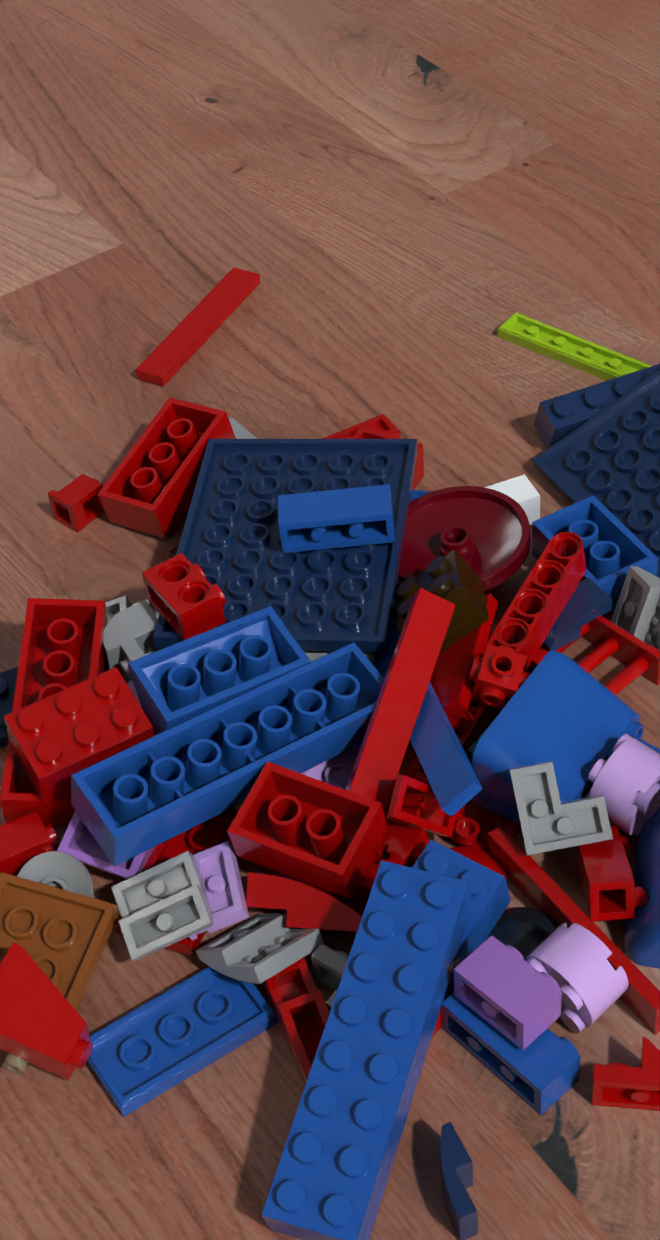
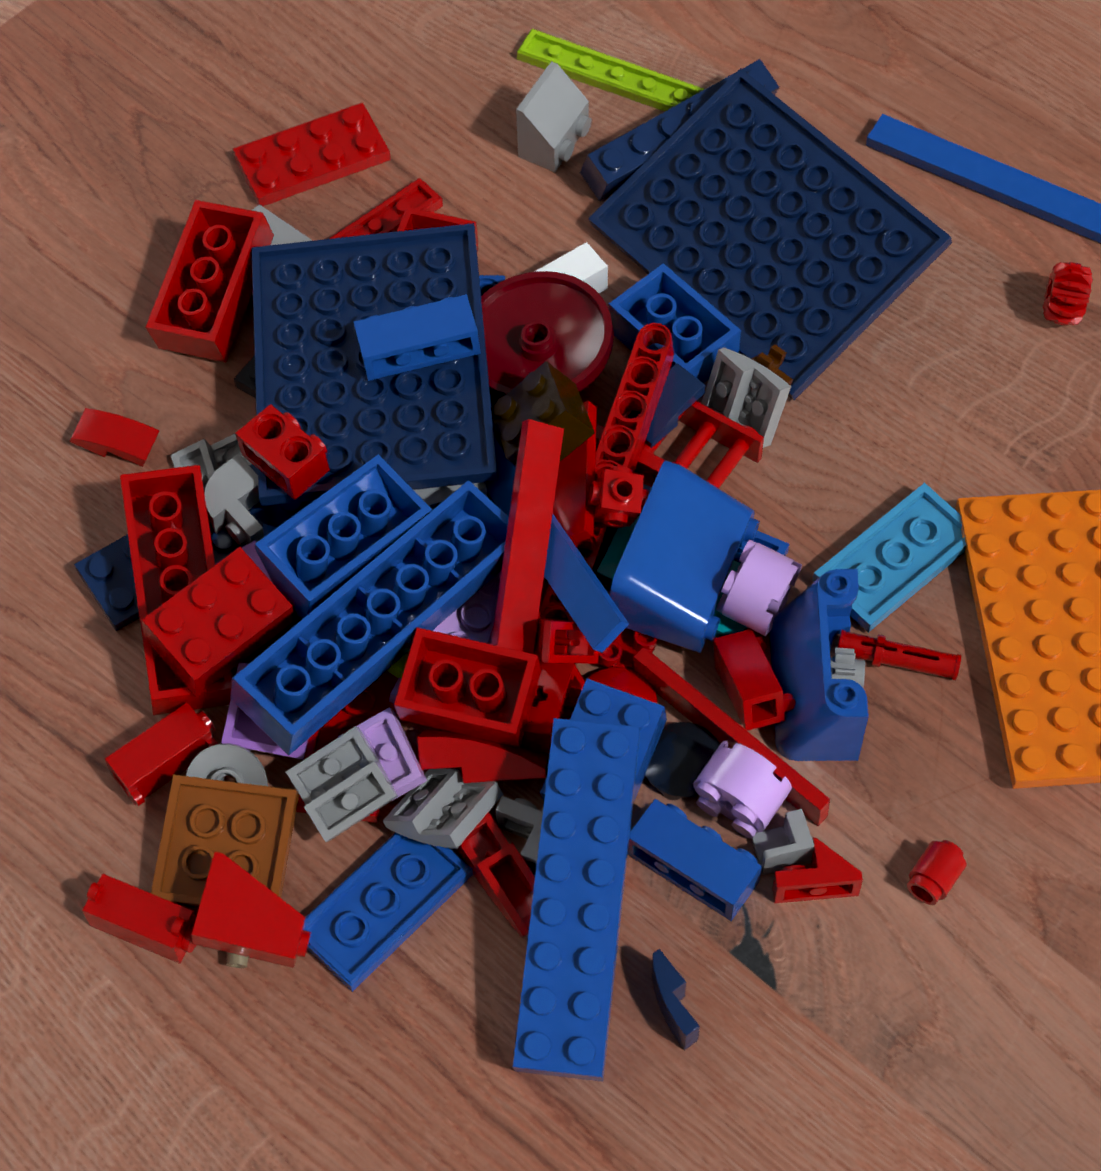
camera: 15 degrees left, 15 degrees up
(45, 581) = (115, 434): none -> red slope
(77, 503) = (120, 332): red brick -> none
(197, 327) = (187, 84): red tile -> none
(292, 388) = (311, 154): none -> red plate
(508, 992) = (689, 820): medium lavender brick -> none
(514, 376) = (551, 119): none -> light grey slope
(547, 821) = (694, 641): light grey plate -> none
(613, 1044) = (785, 844): none -> light grey panel

